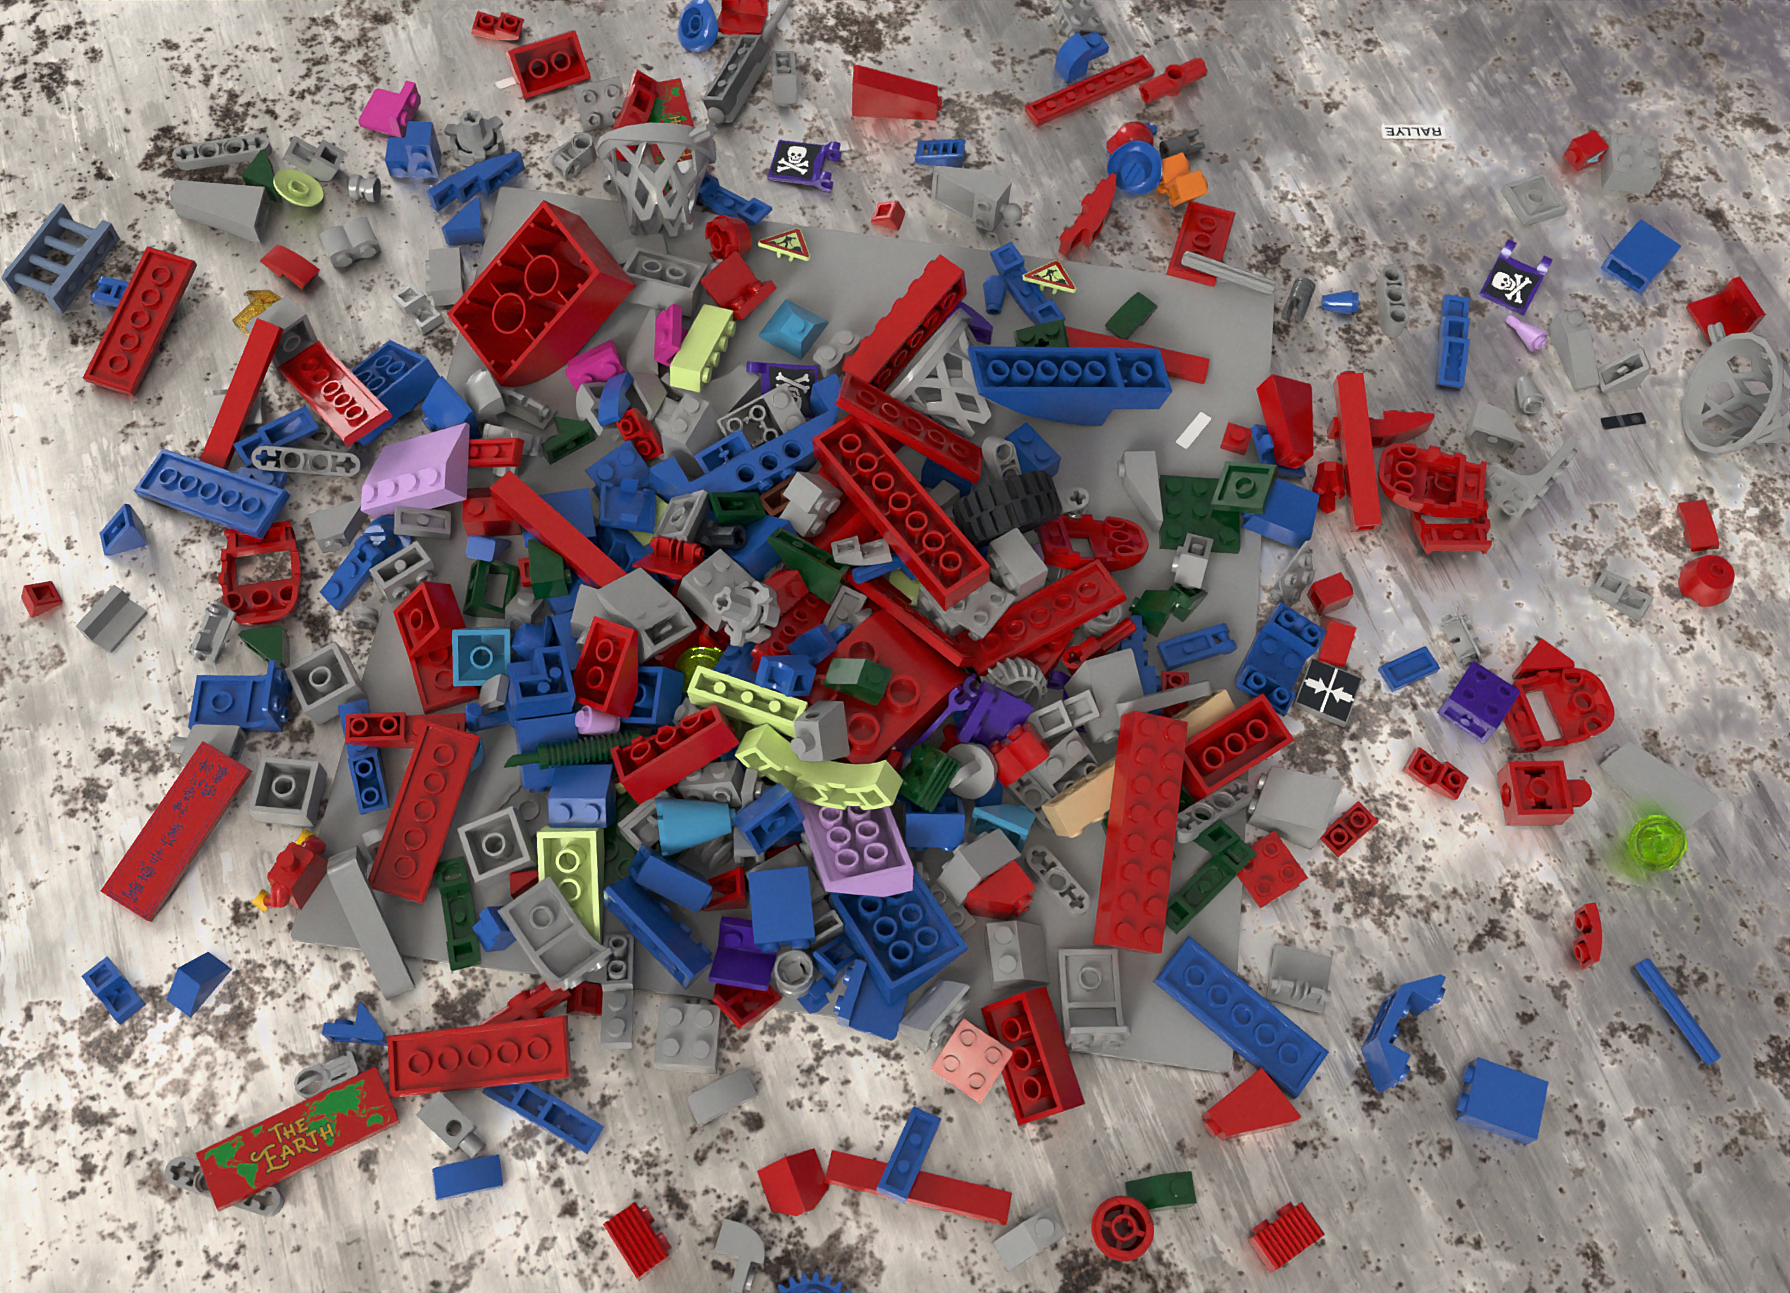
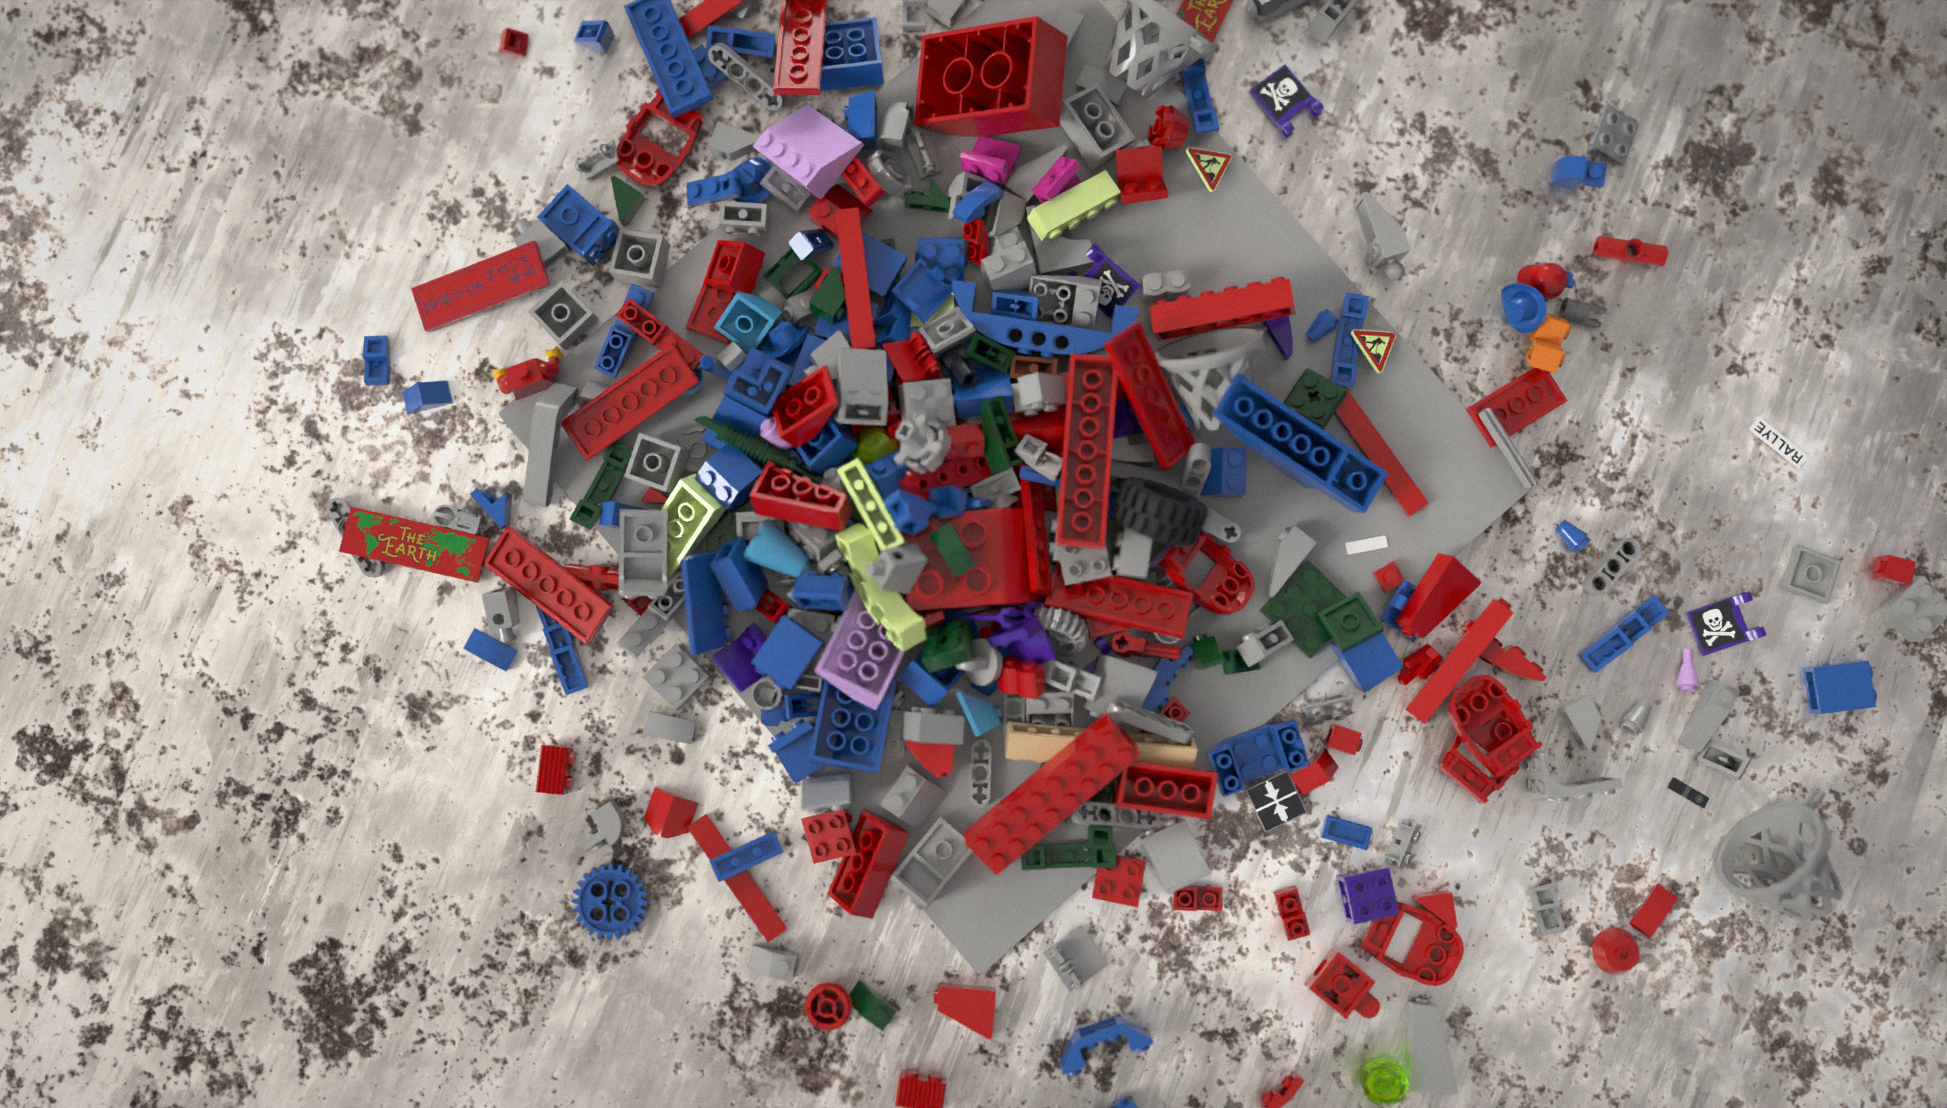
camera: 45 degrees right, 20 degrees up
(111, 619) = (544, 97): light grey panel -> none
(365, 618) = (700, 227): light grey bush -> none
(745, 1005) = (721, 689): red slope -> none
(793, 329) = (1157, 235): dark azure slope -> none
(888, 215) = (1309, 194): red slope -> none
(892, 96) = (1399, 96): red slope -> none
(953, 147) = (1400, 166): blue slope -> none
(1089, 90) = (1560, 206): red tile -> none
(1092, 217) = (1462, 316): red slope -> none
(1130, 316) = (1404, 423): dark green slope -> none
(1196, 647) = (1213, 699): blue plate -> none
(1241, 1017) = (1015, 950): blue tile -> none
(1299, 299) = (1544, 507): dark grey hinge -> none
(1732, 307) = (1854, 782): red bracket -> none

